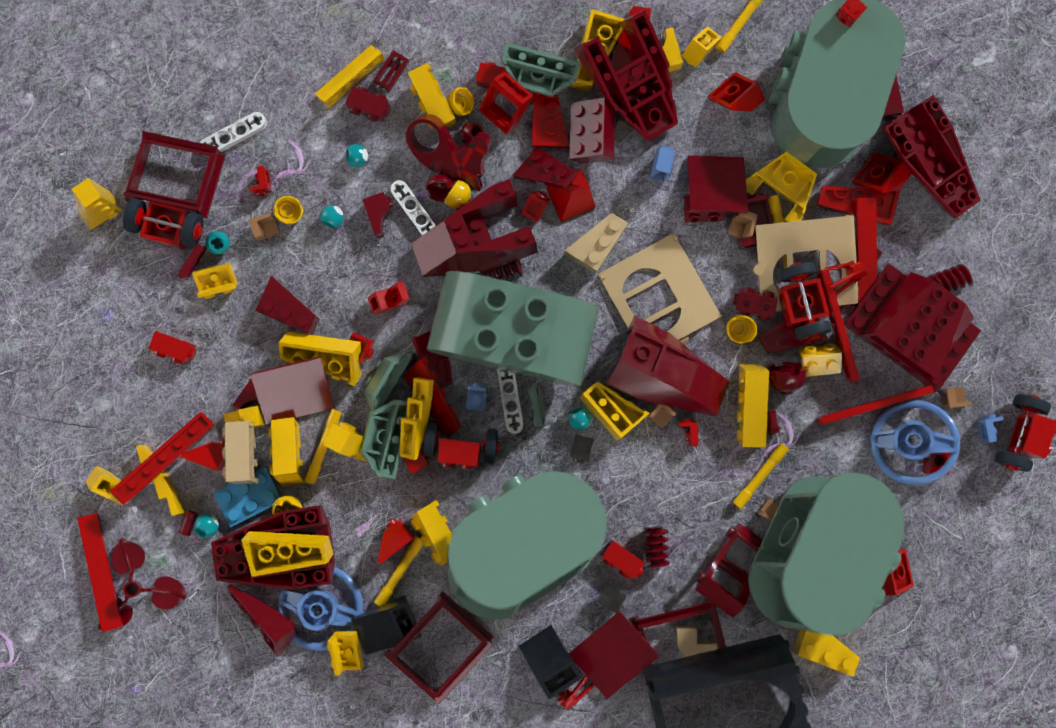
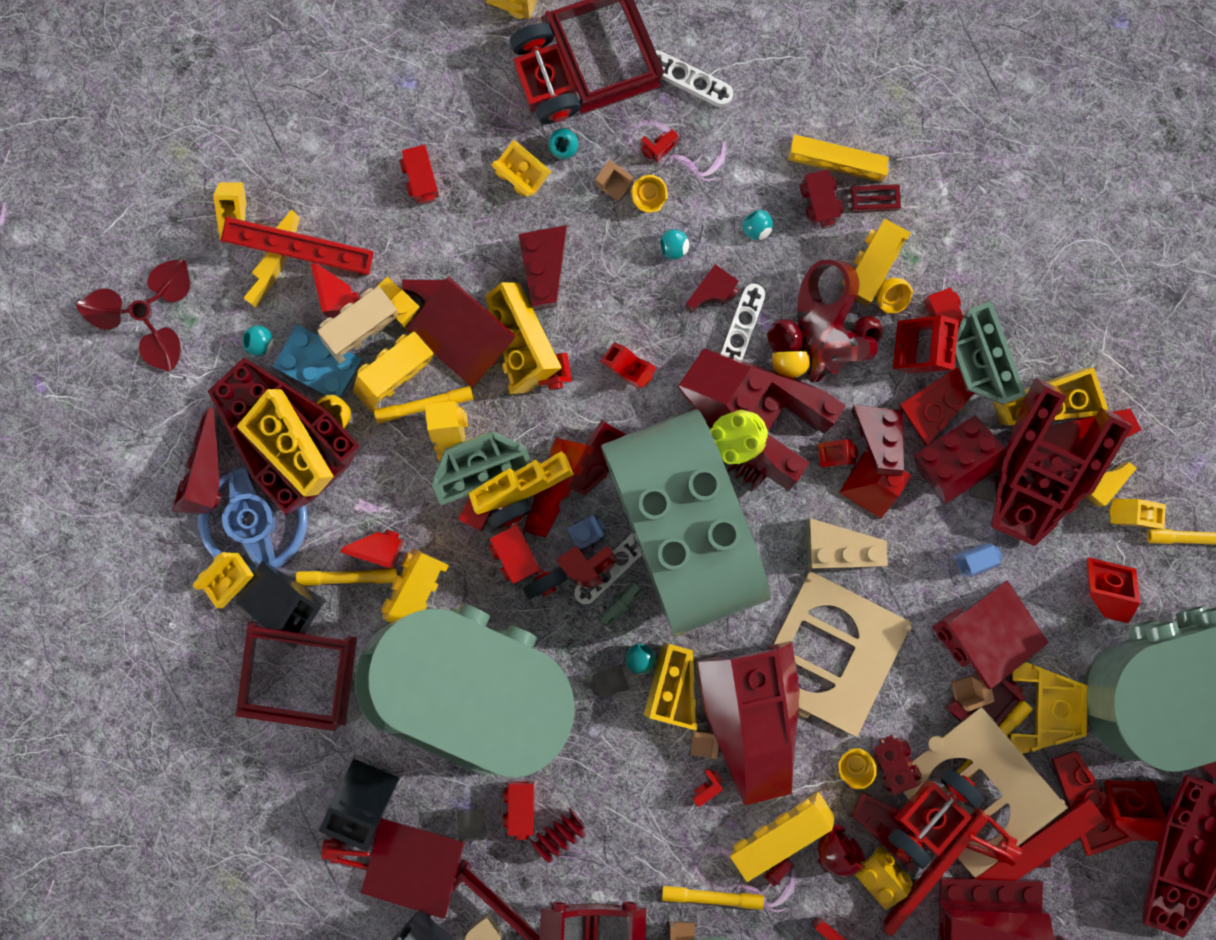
camera: 50 degrees right, 0 degrees up
(100, 572) = (135, 264): red tile -> none
(188, 523) = (247, 319): dark red pin -> none
(191, 262) = (524, 131): dark red tile -> none
(386, 379) = (540, 422): sand green wedge -> none
(482, 257) = (739, 436): none -> neon yellow brick
(501, 415) = (584, 571): none -> red brick

